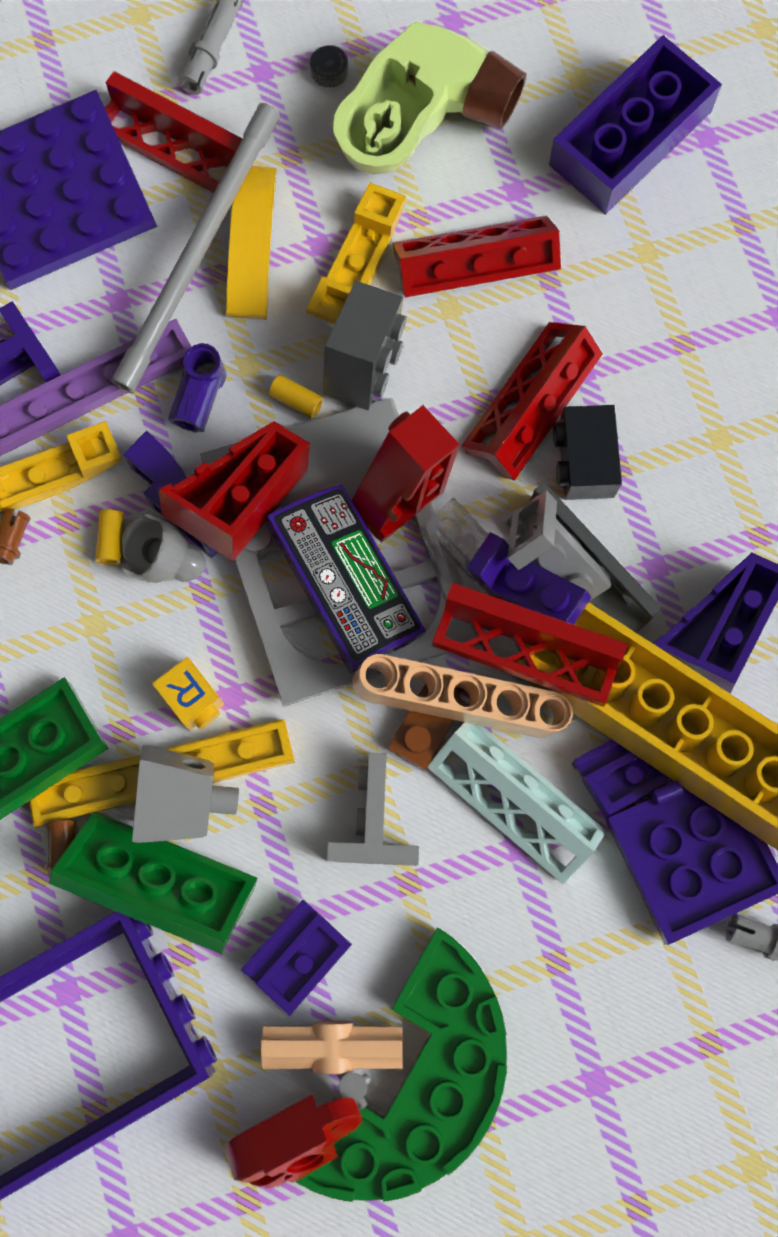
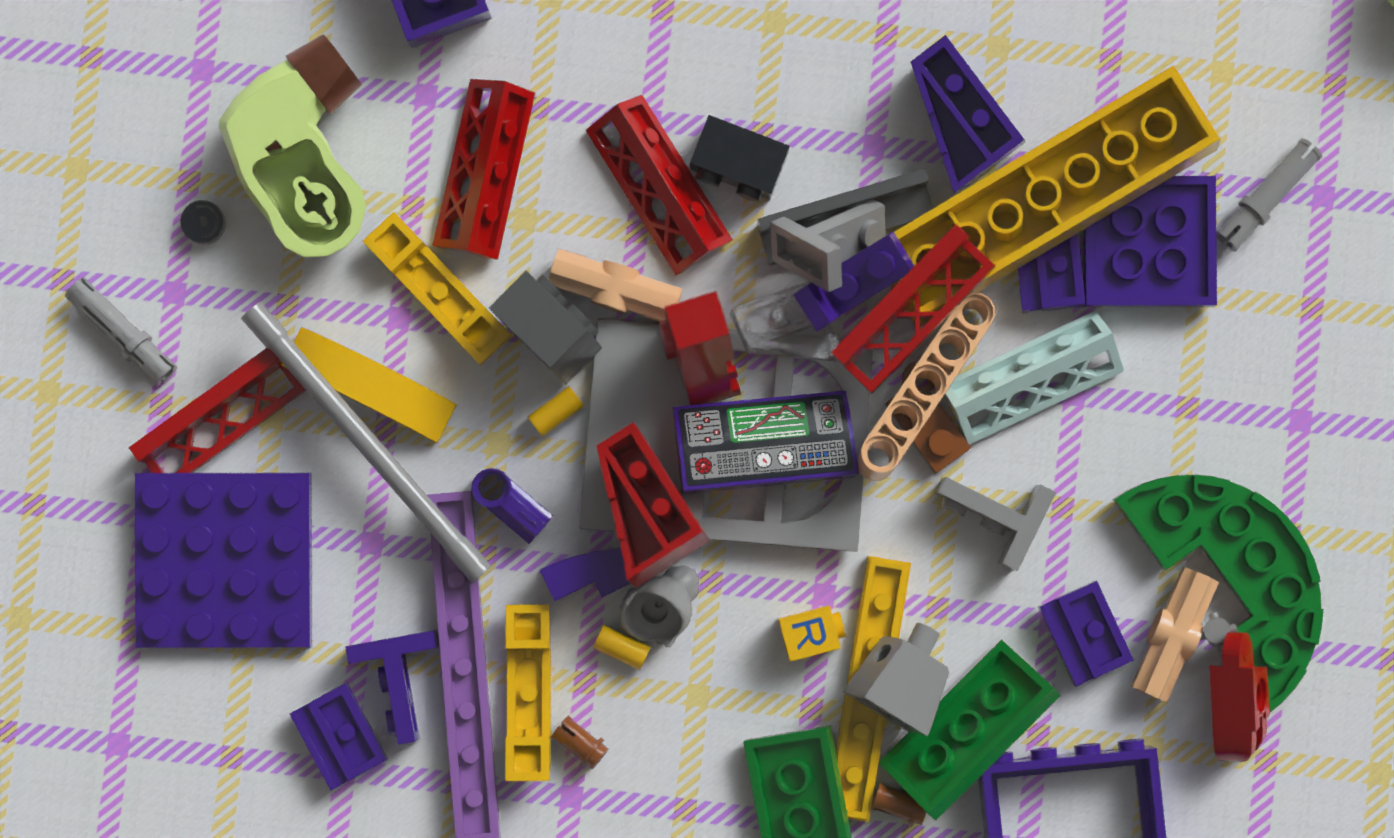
camera: 60 degrees left, 10 degrees up
(424, 377) = (612, 285): none -> light nougat piece
(666, 792) = (1088, 243): dark purple piece -> none

